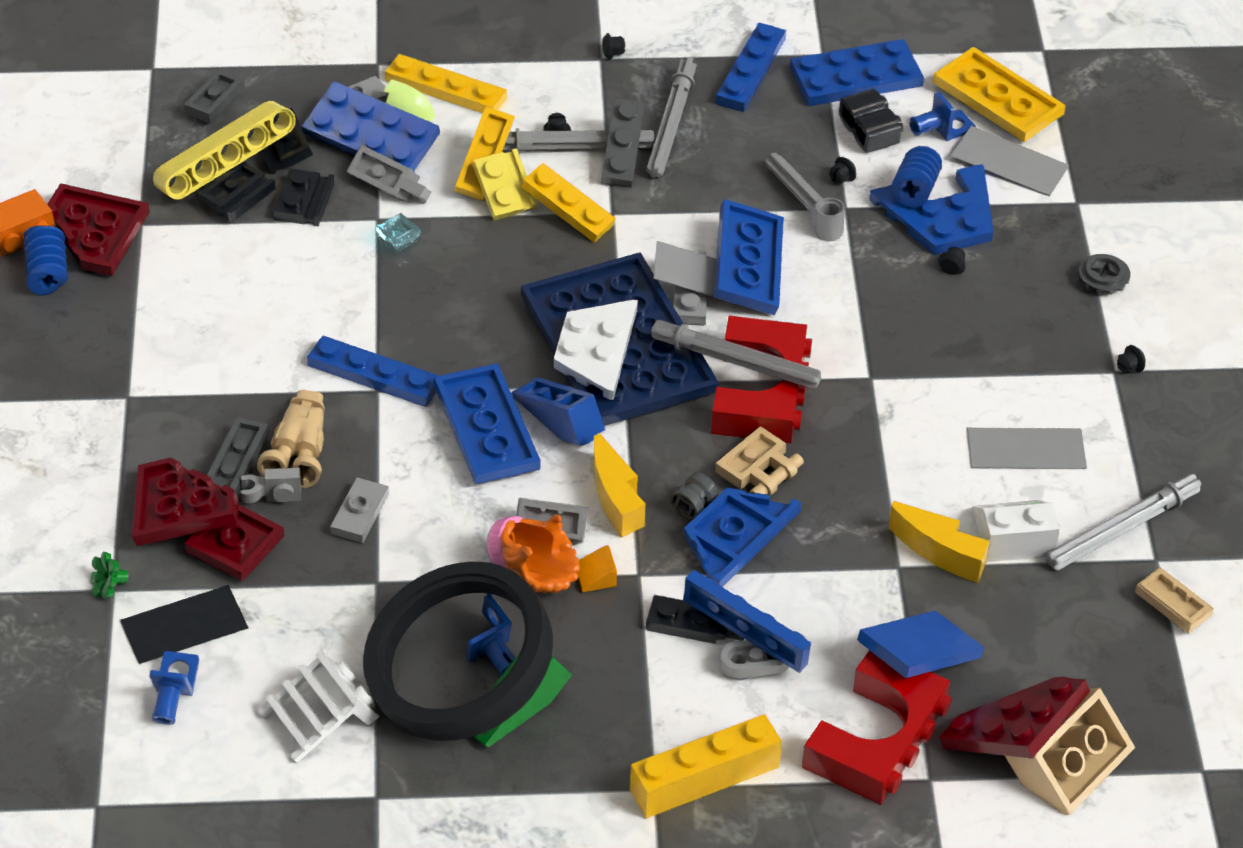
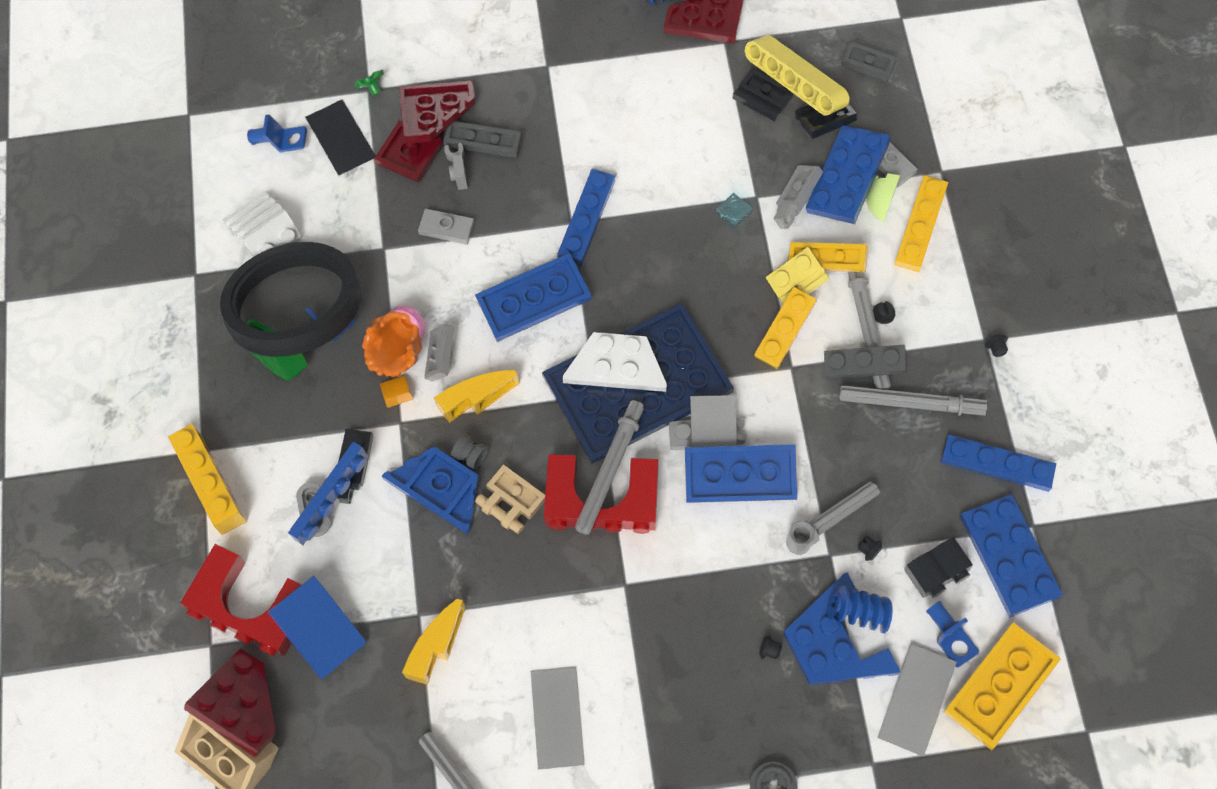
camera: 90 degrees right, 20 degrees up
(298, 435) = (509, 173): tan piece -> none
(303, 197) = (768, 142): black plate -> none
(562, 409) = (551, 346): blue slope -> none
(1017, 529) = (459, 704): white slope -> none

